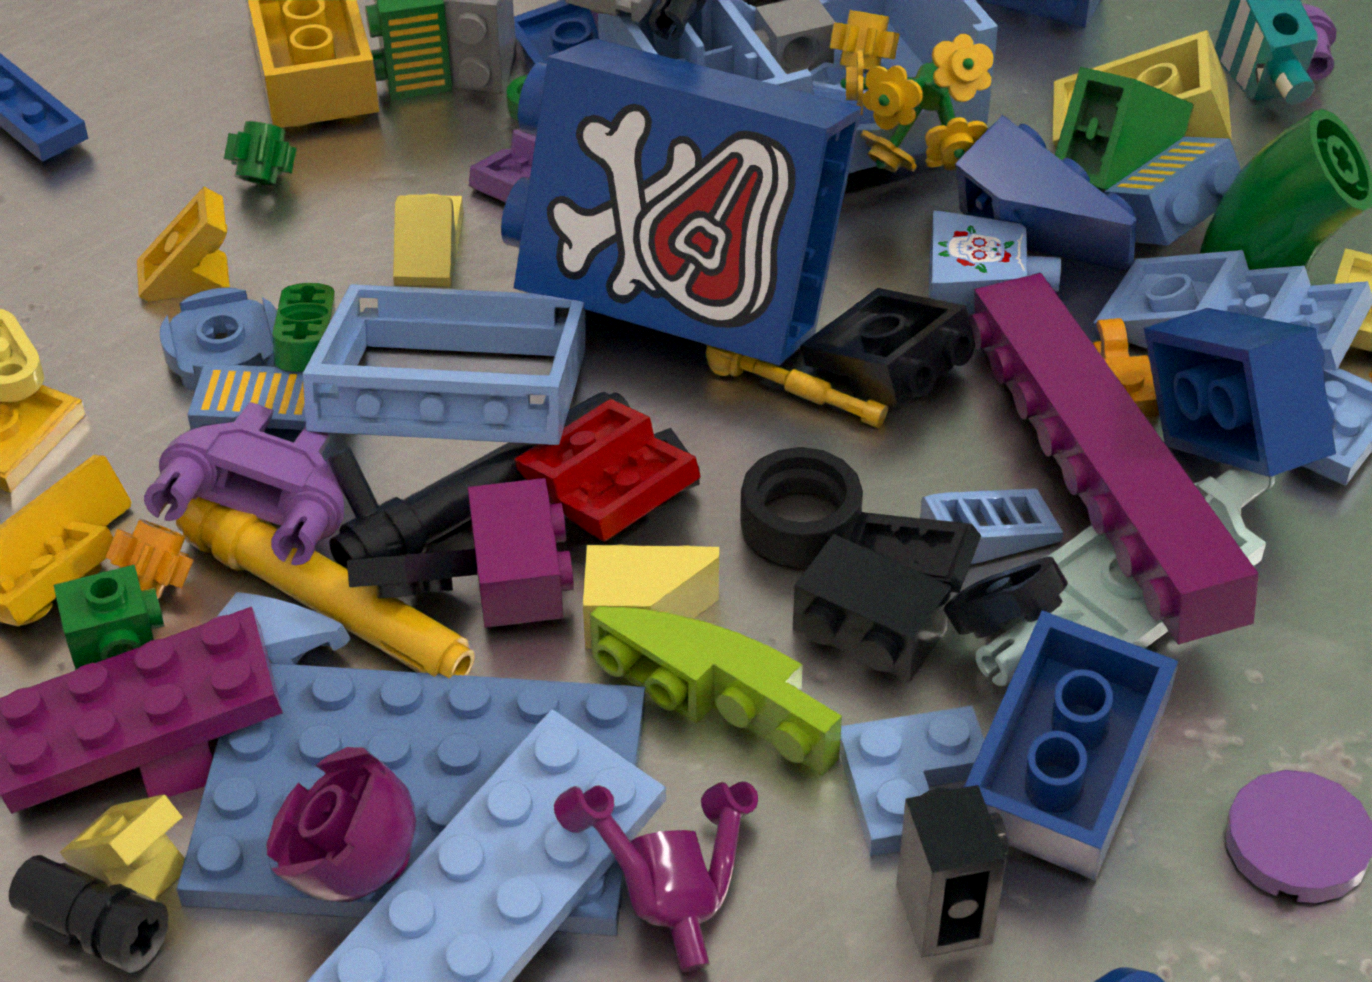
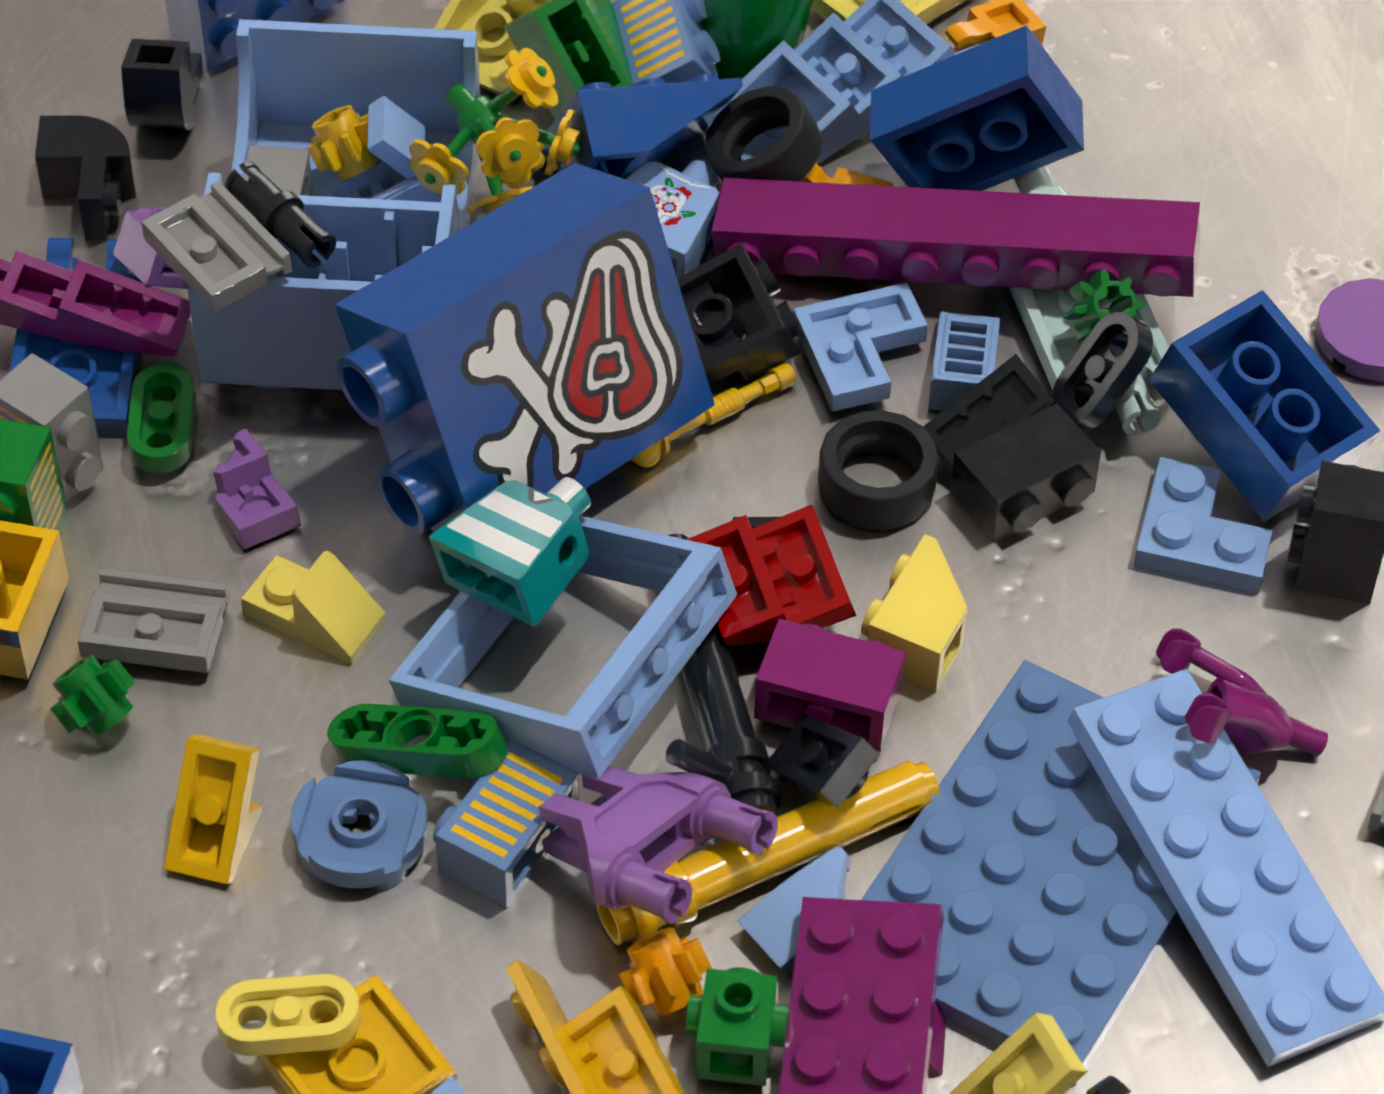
camera: 65 degrees left, 5 degrees up
(345, 830) = (1134, 894): magenta cylinder -> none
(358, 161) = (154, 620): none -> light grey plate
(502, 285) = (516, 547): none -> teal torso
(705, 666) = (1032, 606): lime slope -> none
(881, 46) = (391, 134): none -> light blue tile
(948, 429) = (849, 332): none -> light blue plate
(1091, 555) = (1102, 295): none -> green gear
(1110, 283) = (753, 115): none -> black tyre

